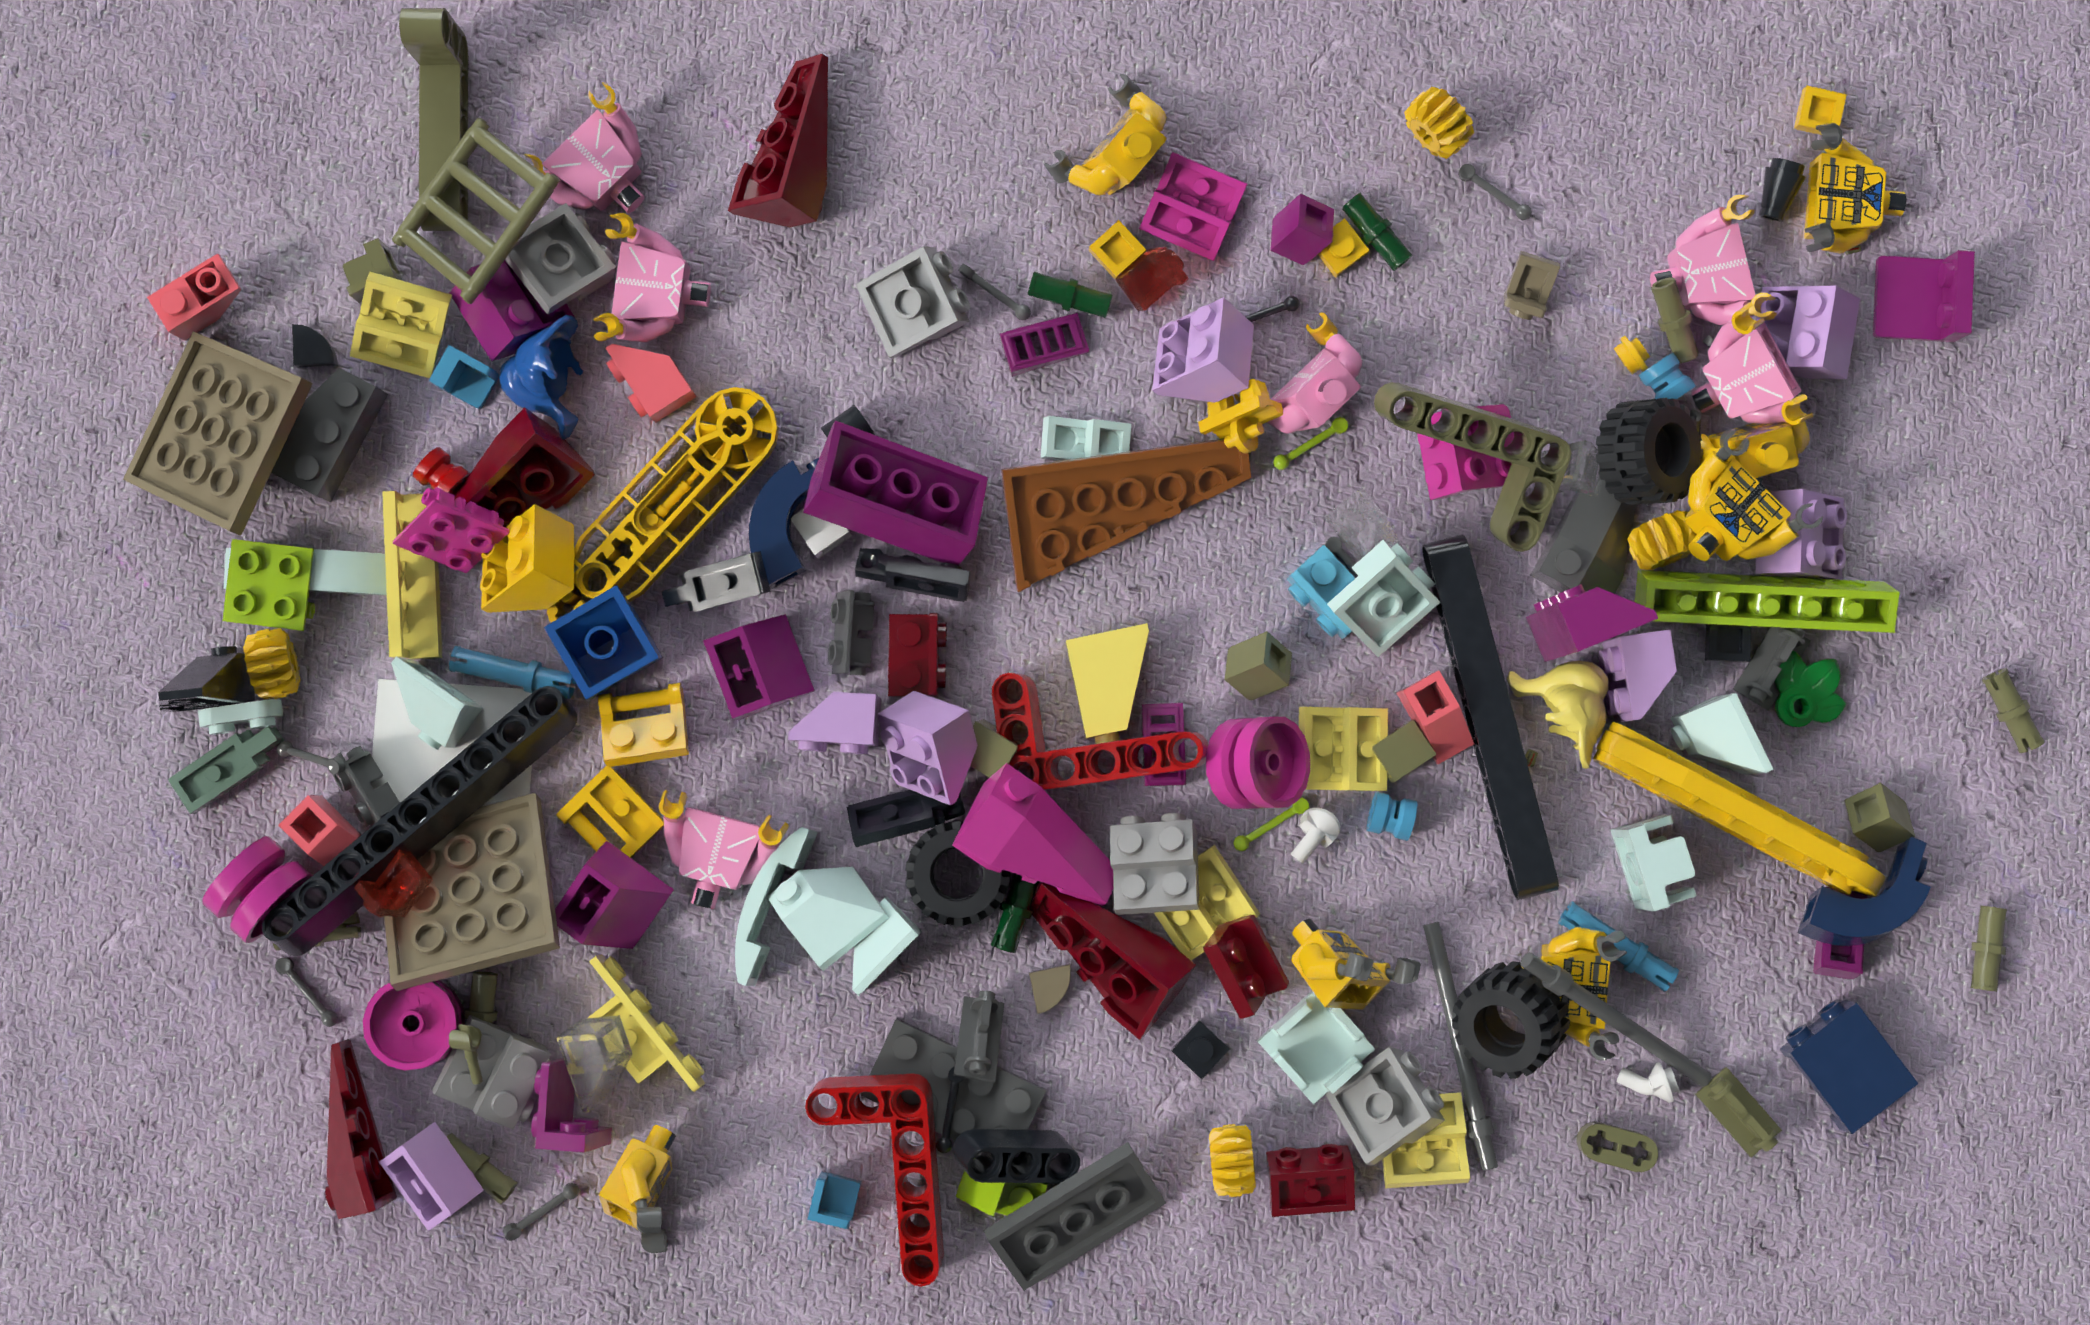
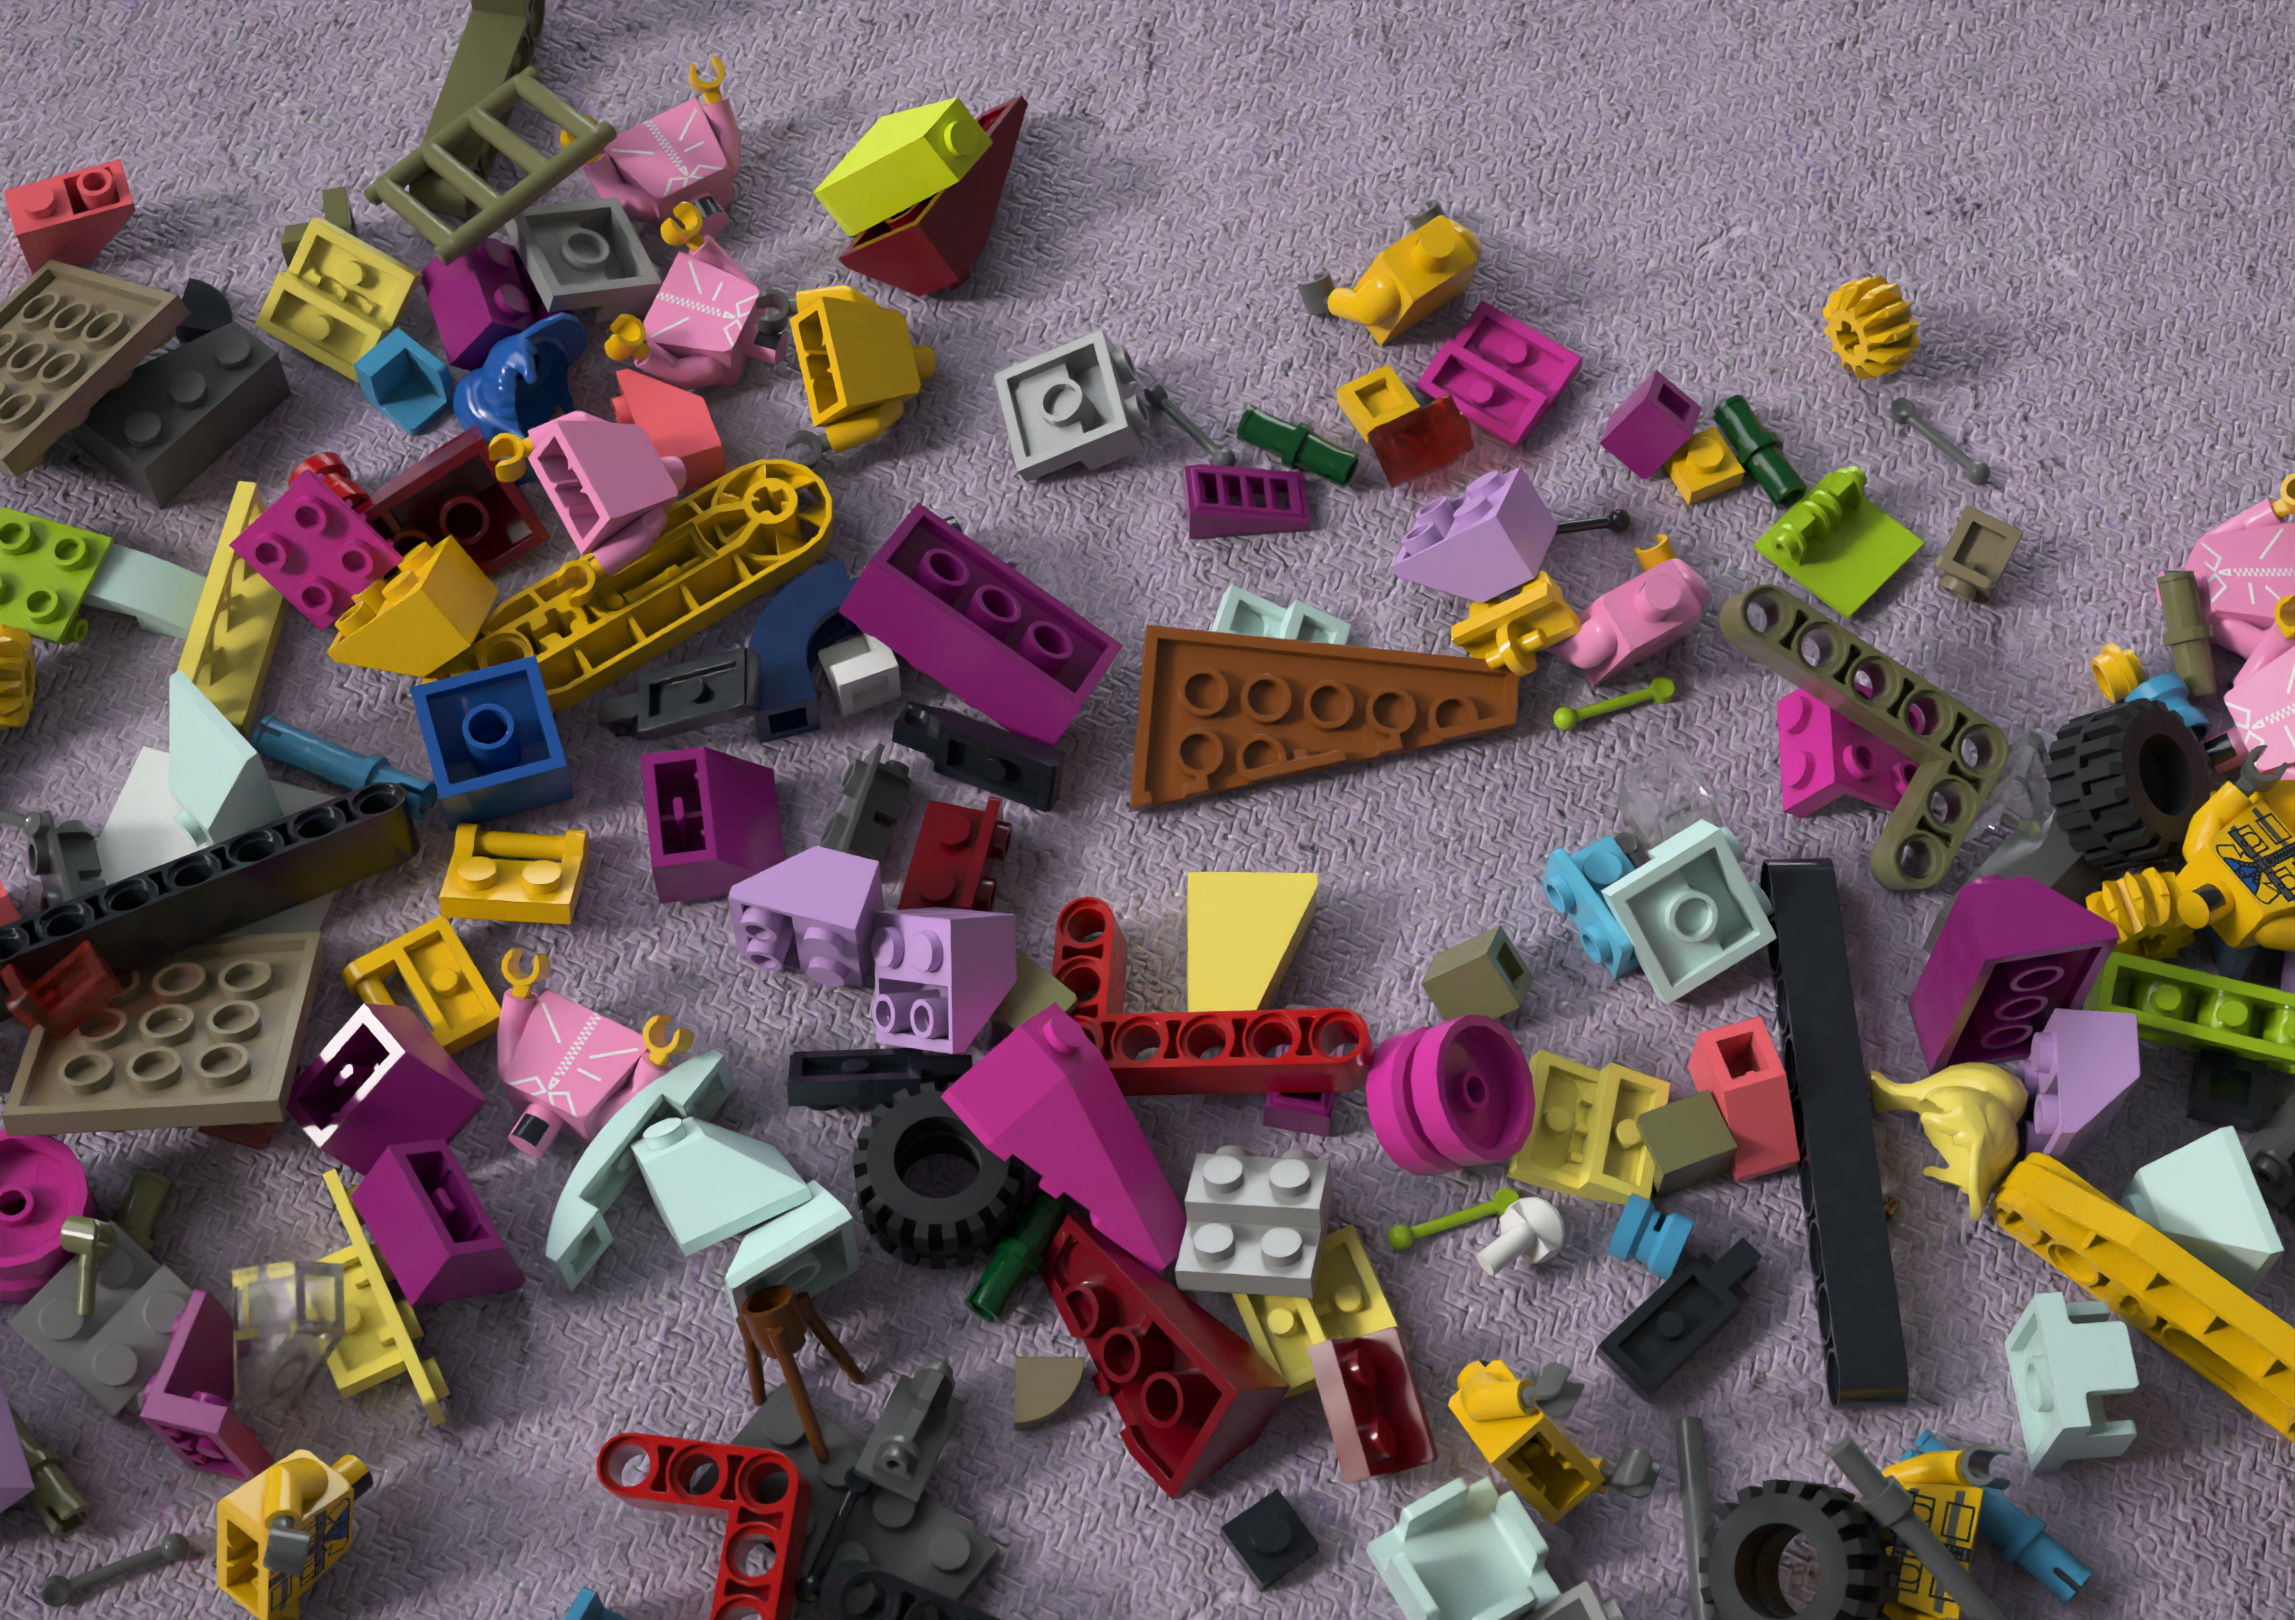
camera: 10 degrees right, 25 degrees down
(626, 453) = (602, 484): none -> bright pink torso
(668, 979) = (434, 1226): none -> magenta slope
(755, 136) = (902, 163): none -> neon yellow slope
(762, 306) = (851, 361): none -> yellow torso
(888, 1001) = (776, 1323): none -> reddish brown plant
(1417, 863) = (1679, 1319): none -> black hinge
(1439, 291) = (1839, 542): none -> lime hinge

